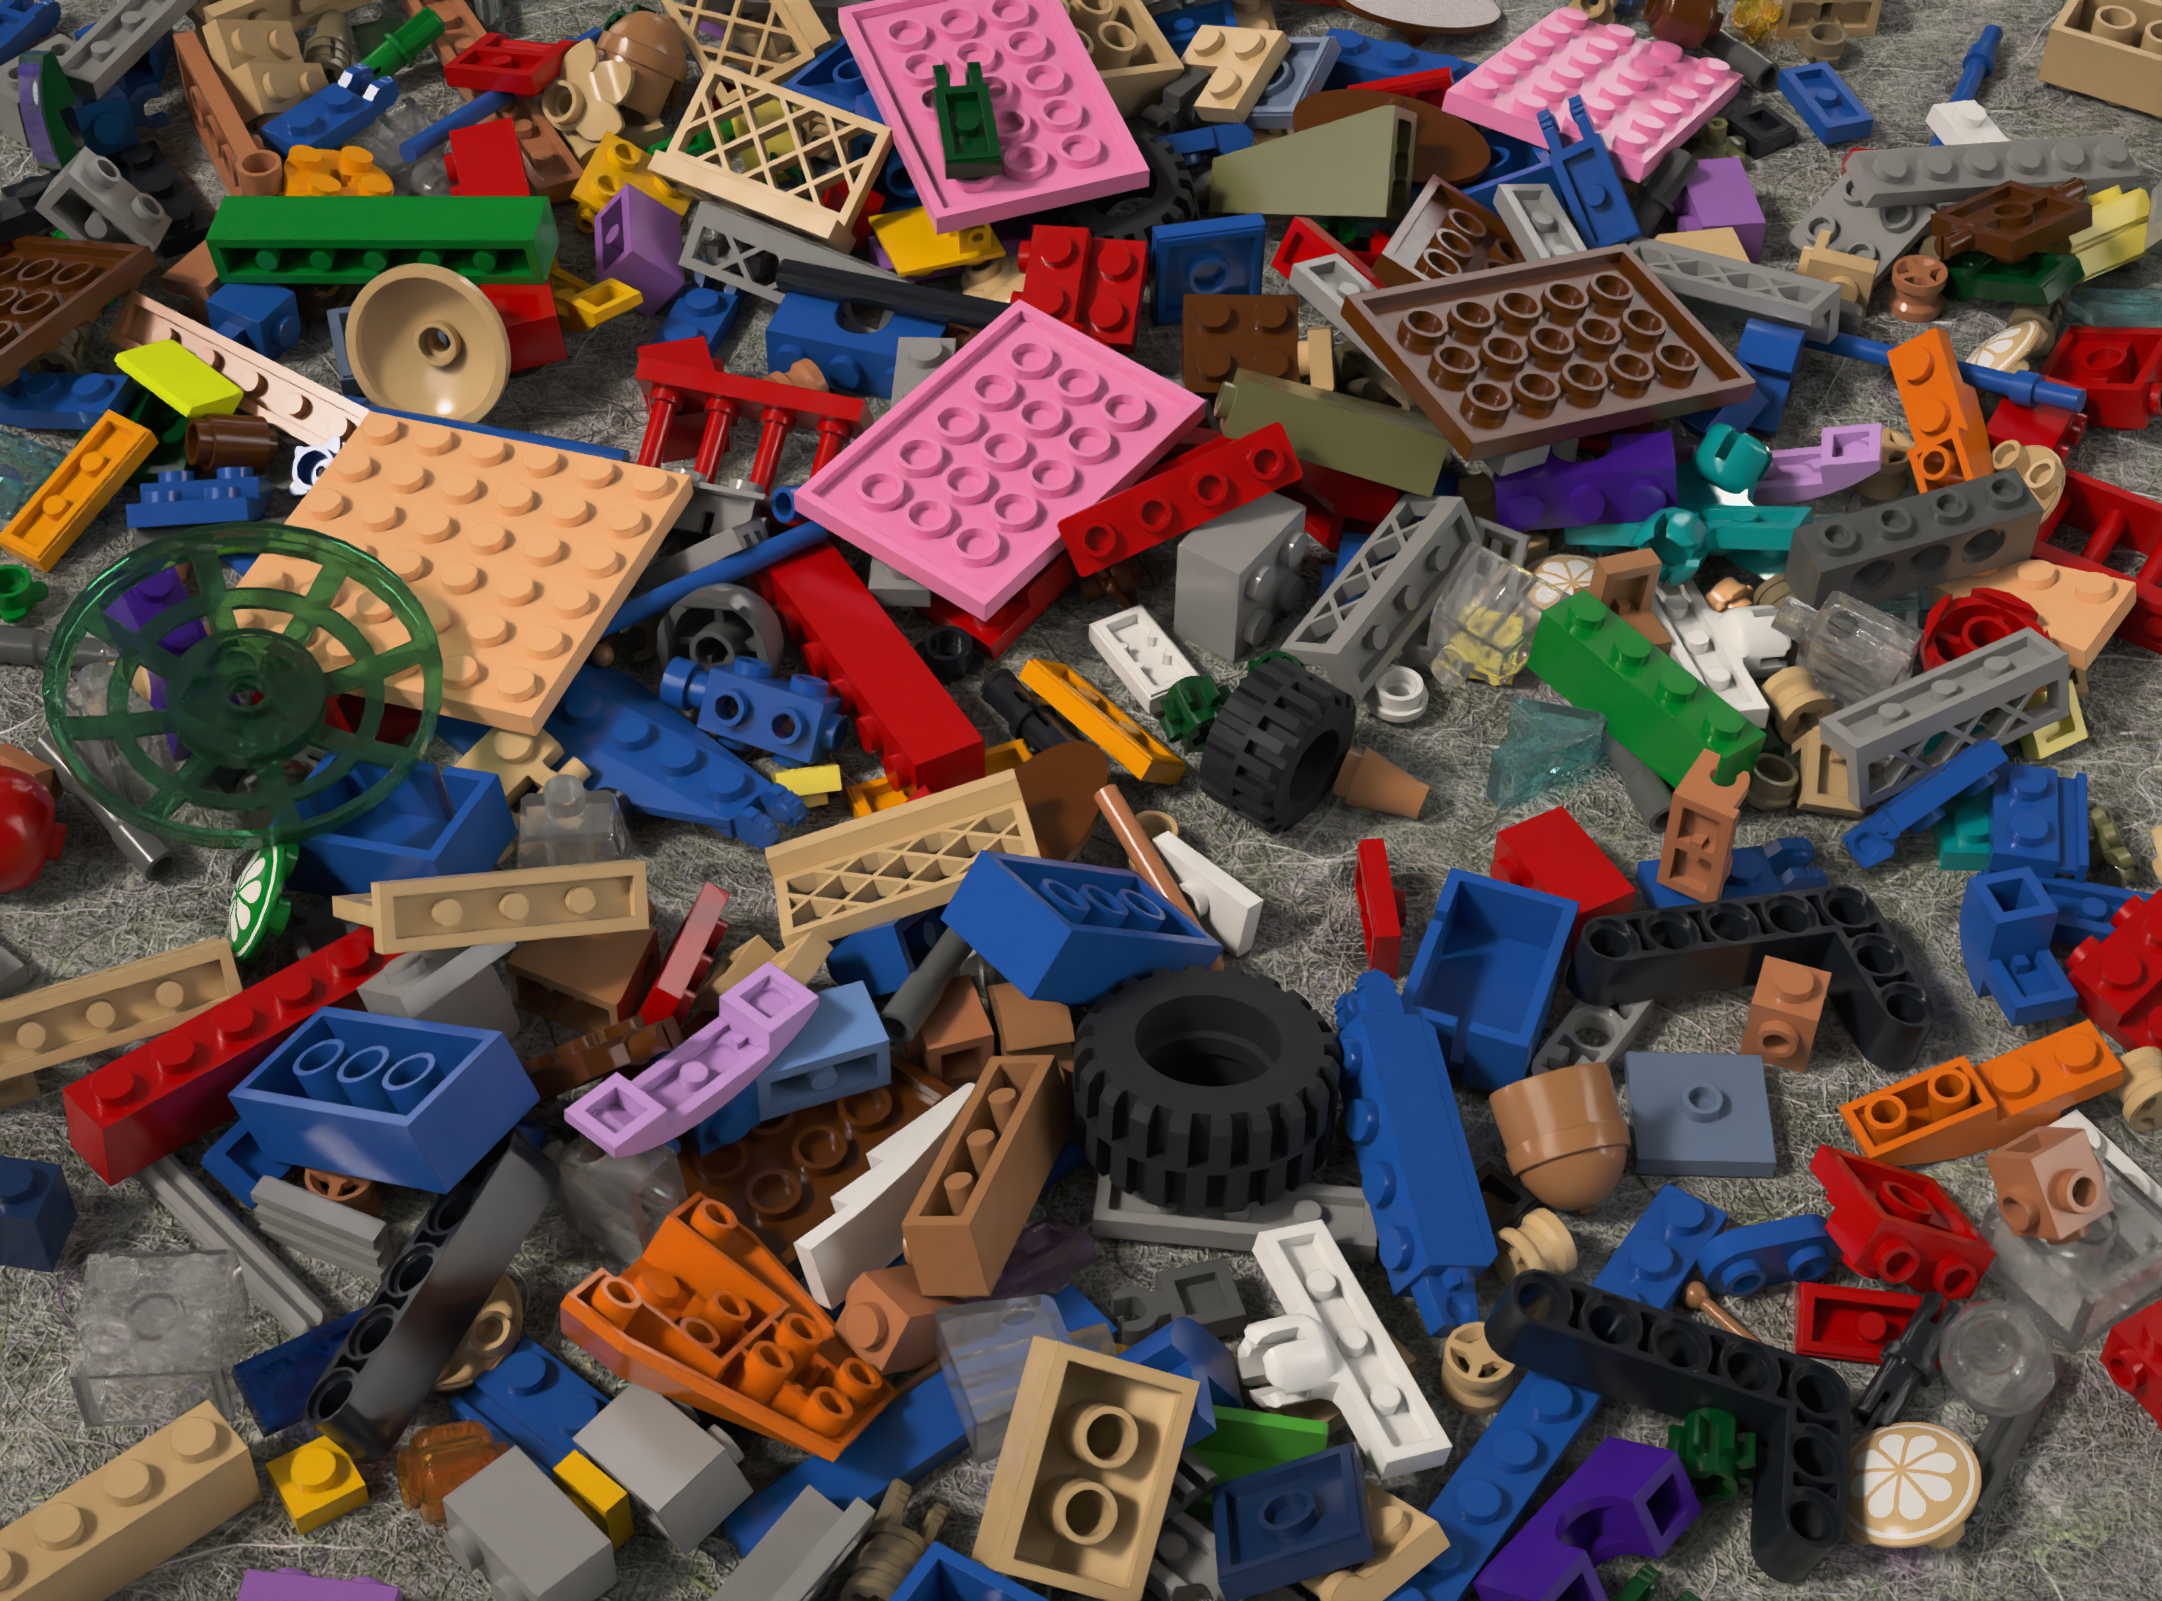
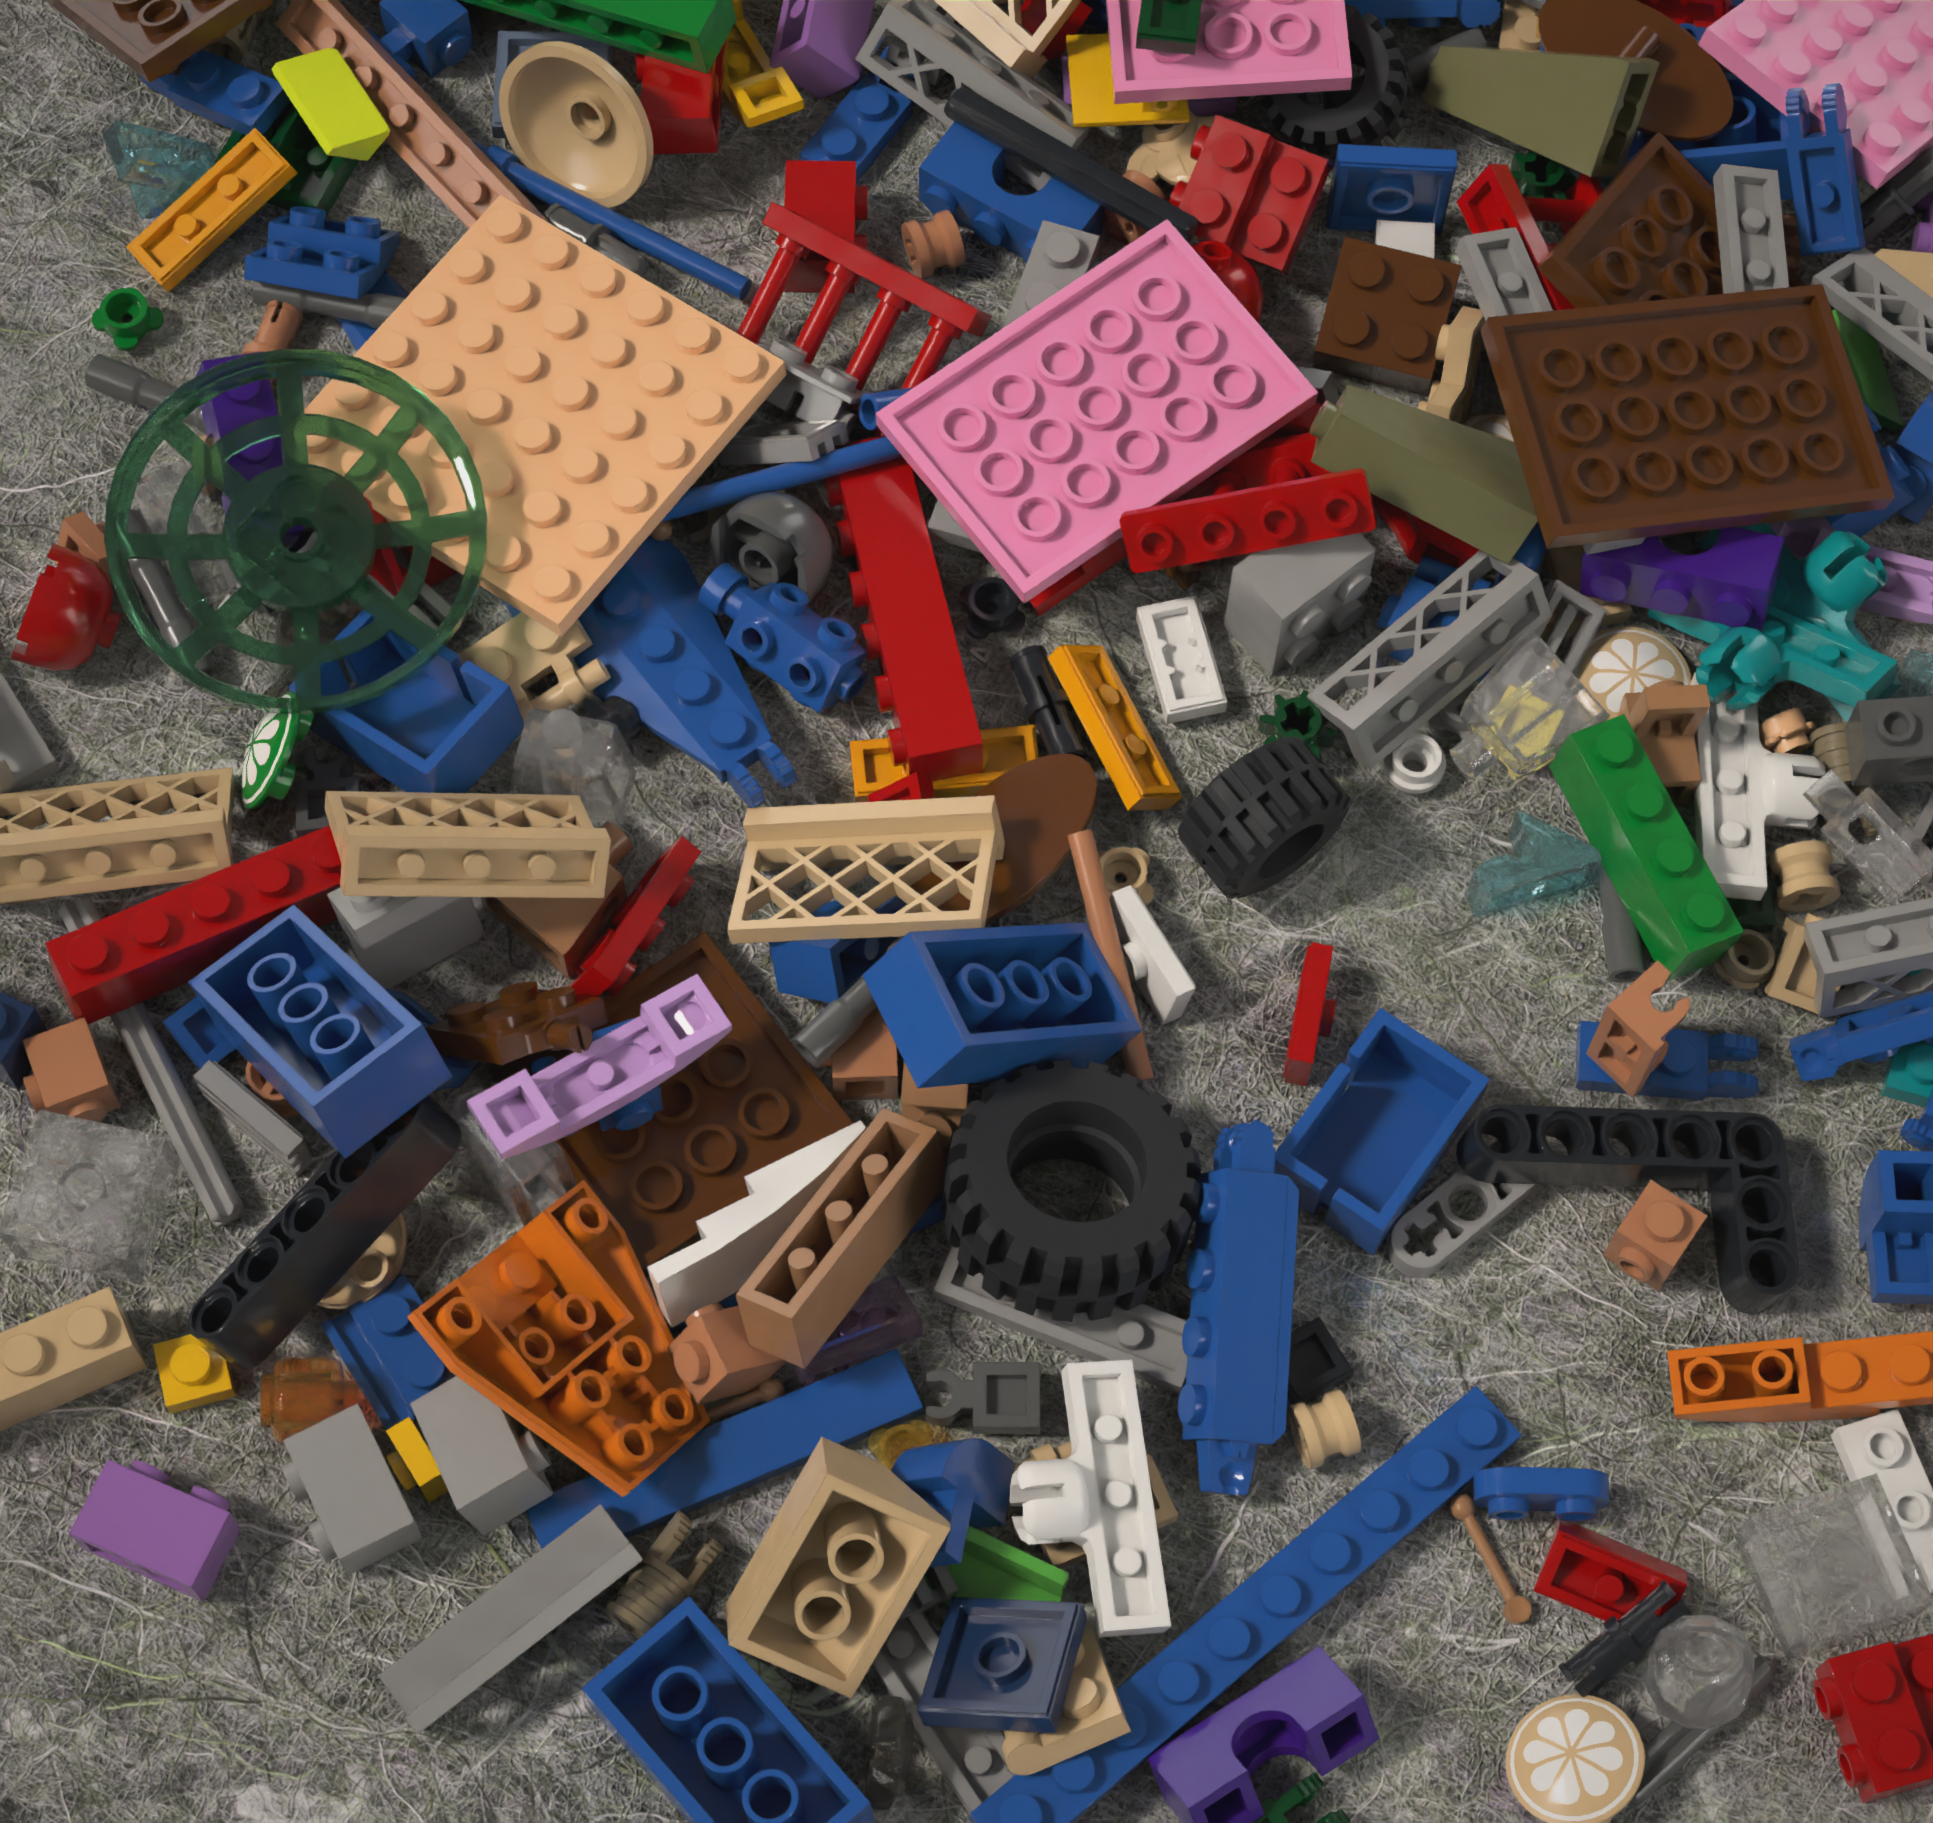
camera: 15 degrees right, 20 degrees up
(105, 1219) = (69, 1073): none -> nougat brick
(230, 442) = (367, 186): reddish brown brick -> none
(282, 1378) = (189, 1266): clear blue plate -> none
(309, 462) = (436, 226): plate -> none
(797, 960) = (696, 947): tan slope -> none
(810, 782) = (811, 733): light yellow plate -> none
(831, 1057) = (744, 1064): medium blue brick -> none
(985, 1354) = (798, 1410): clear torso -> none
(1191, 710) = (1208, 742): dark green gear -> none
(1379, 785) = (1359, 868): medium nougat cone -> none
(1460, 1379) = (1240, 1522): tan wheel -> none
(1562, 860) = (1496, 1025): red brick -> none
(1564, 1135) = (1390, 1329): medium nougat helmet -> none
(1684, 1366) = (1421, 1627): black beam -> none
(1699, 1114) = (1537, 1315): sand blue plate -> none
(1714, 1453) = (1409, 1684): dark green gear -> none
(1900, 1225) = (1671, 1498): red plate -> none
(2049, 1184) = (1805, 1527): nougat brick -> none

